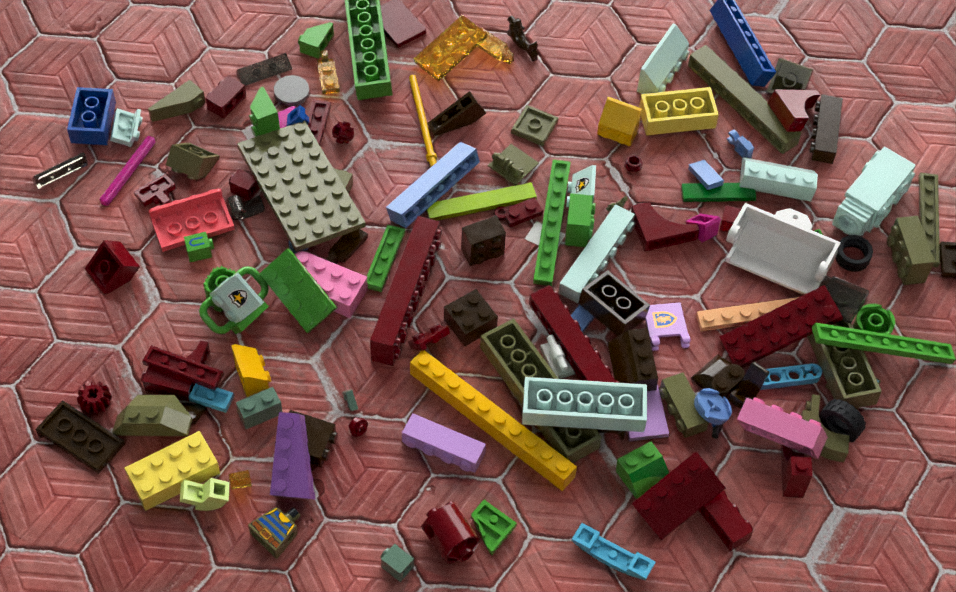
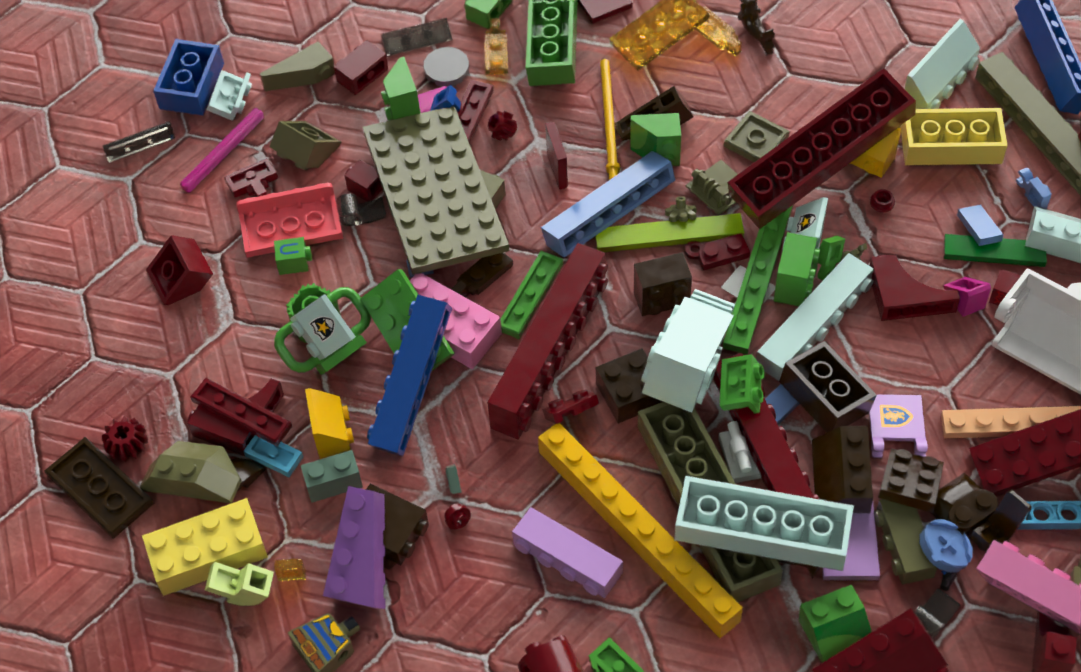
camera: 15 degrees right, 0 degrees up
(307, 326) = (409, 376): none -> blue brick
(389, 151) = (556, 155): none -> dark red tile
(462, 128) = (657, 134): none -> bright green slope
(487, 185) = (681, 211): none -> olive plant
(511, 287) = (688, 351): none -> light aqua piece
(553, 306) = (741, 383): none -> bright green bracket
(586, 129) = (822, 148): none -> dark red brick
(602, 207) = (830, 254): none -> bright green plate
(682, 363) = (911, 480): none -> dark brown plate
(713, 453) = (937, 612): none -> clear smoke panel

